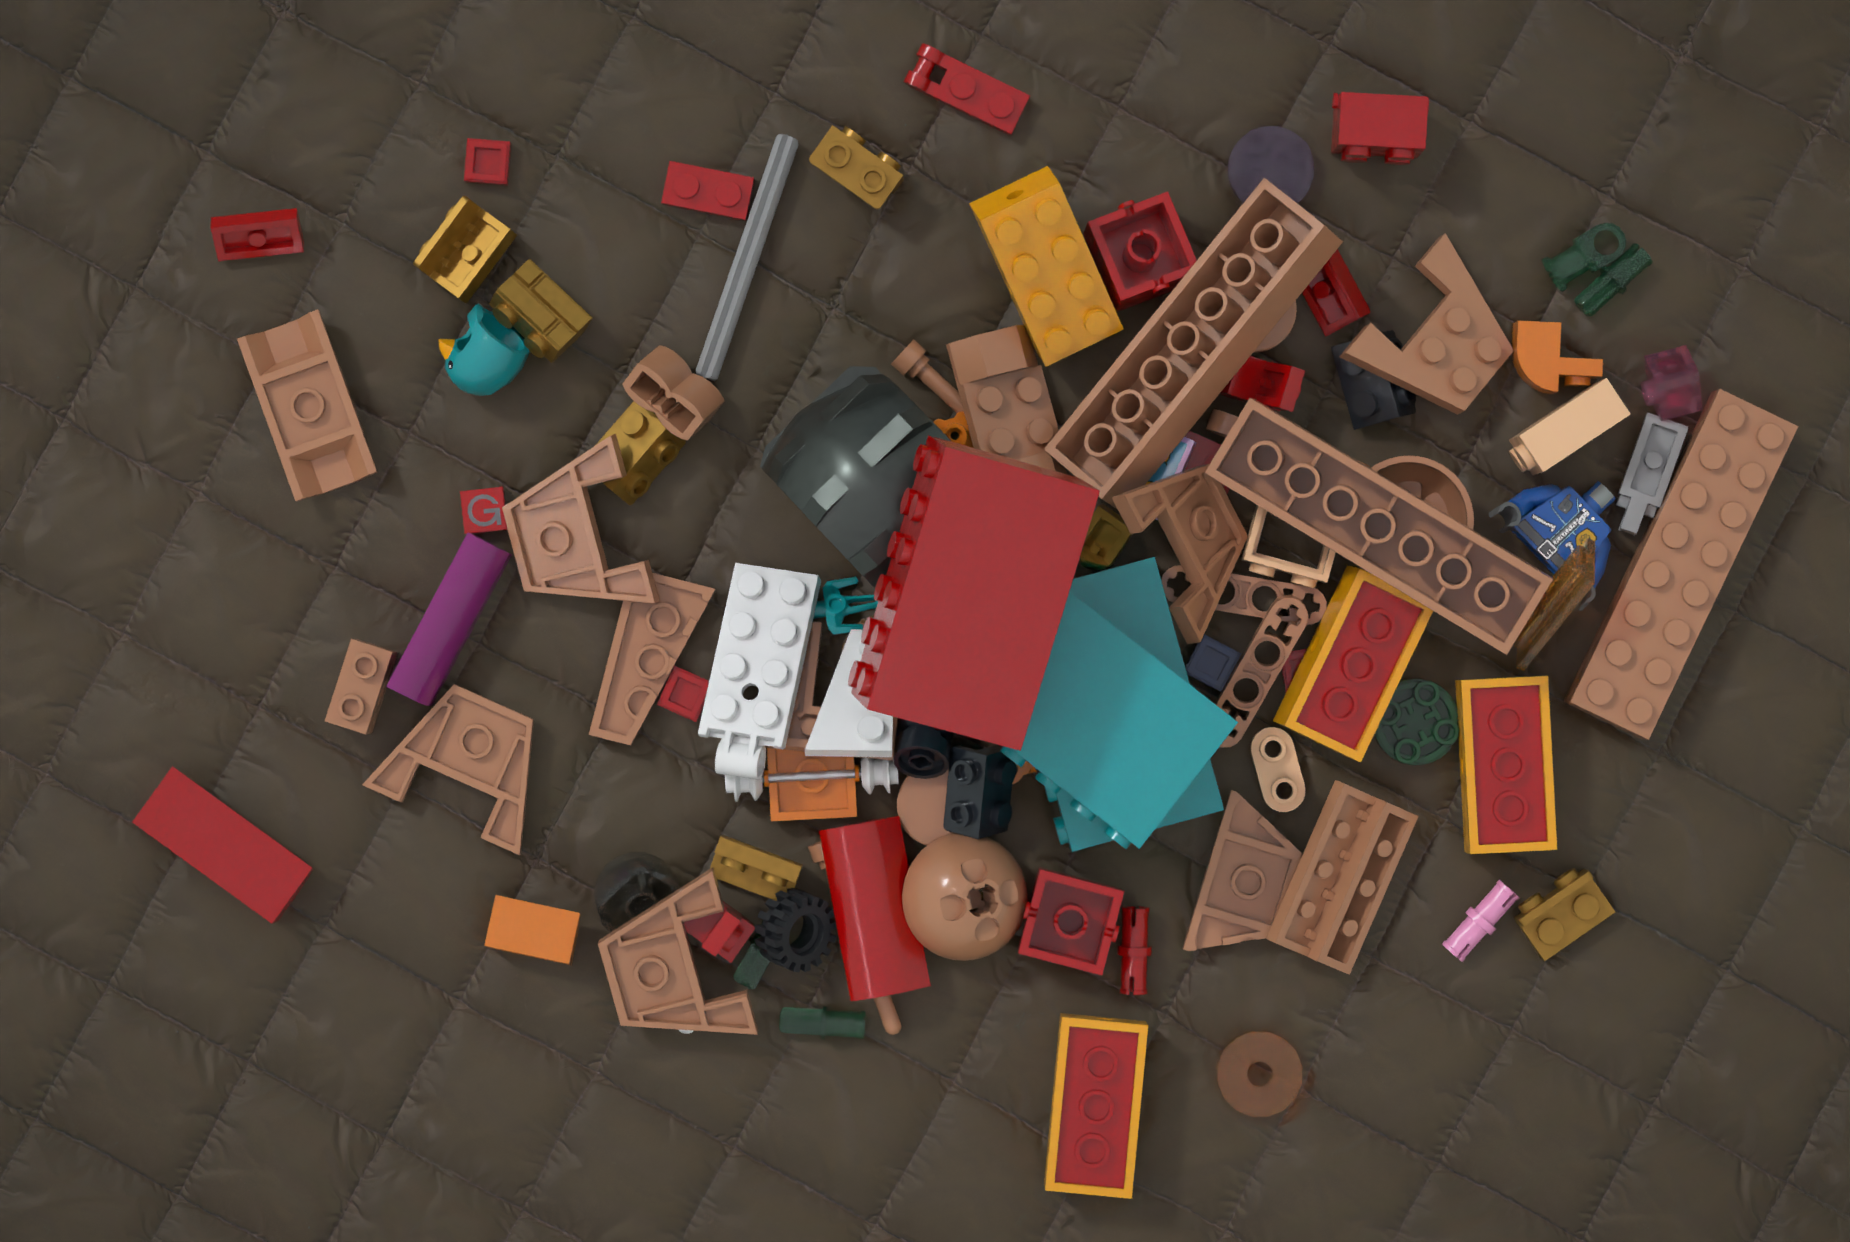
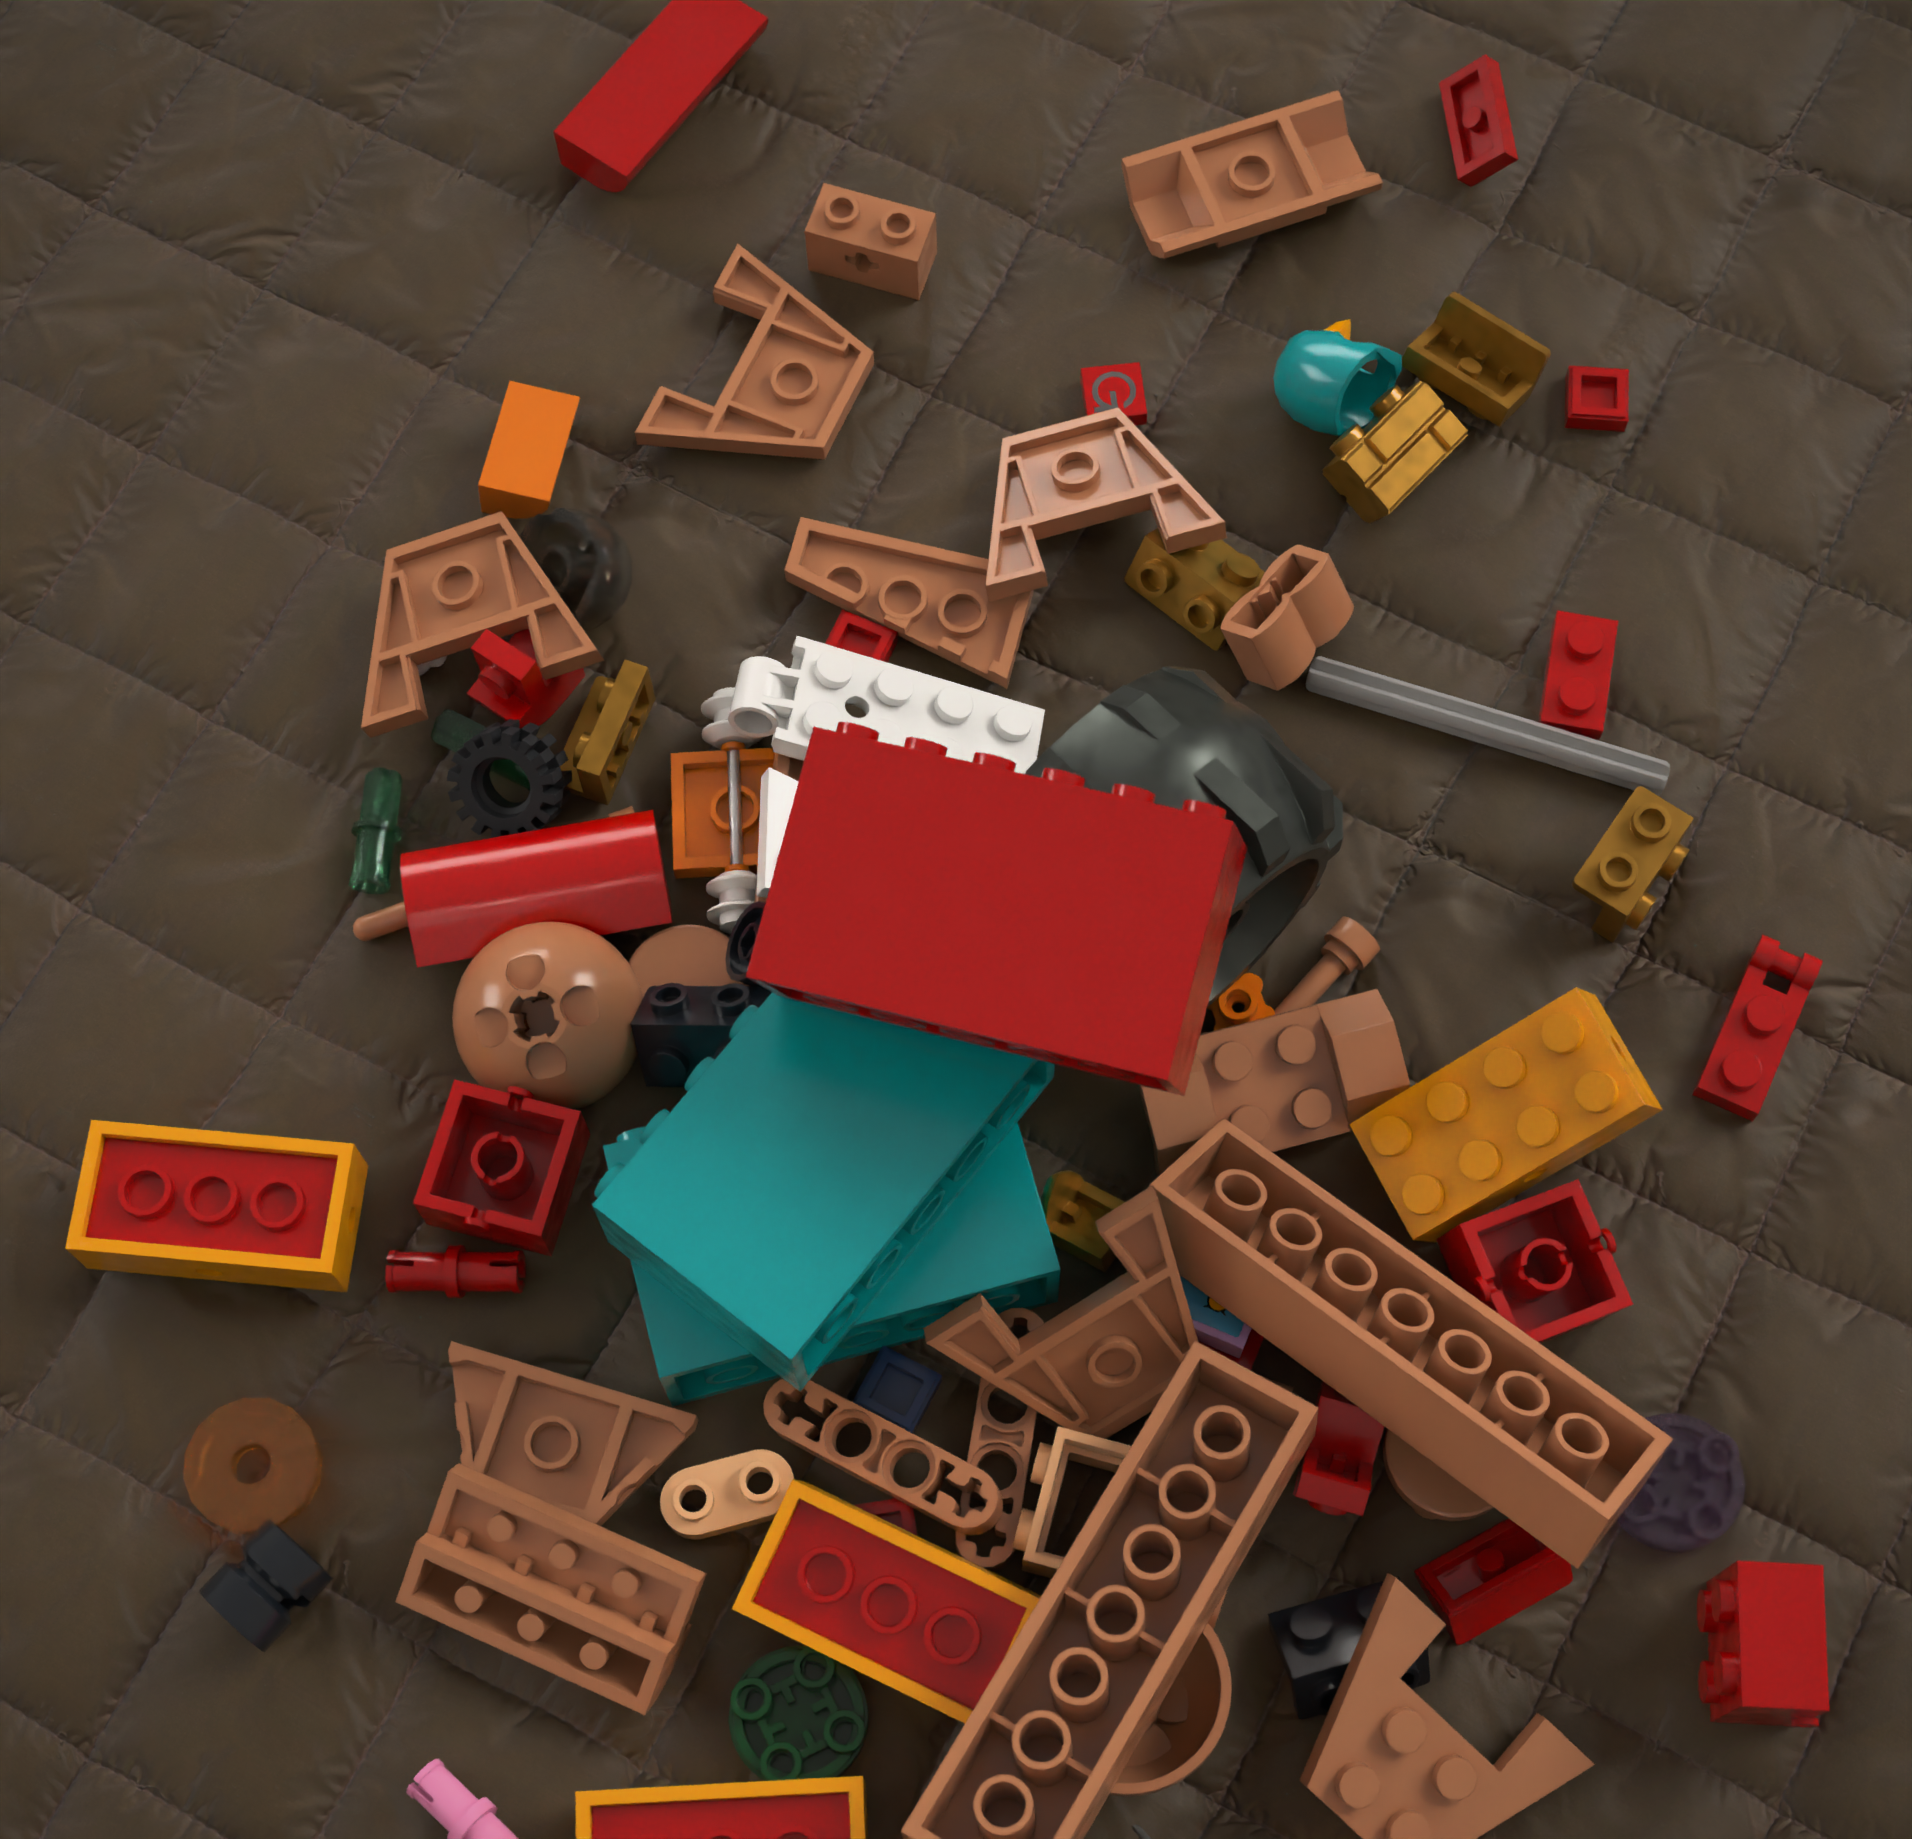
camera: 90 degrees right, 20 degrees down
(449, 620) = (963, 339): magenta brick -> none
(1341, 1059) = (265, 1585): none -> black wheel

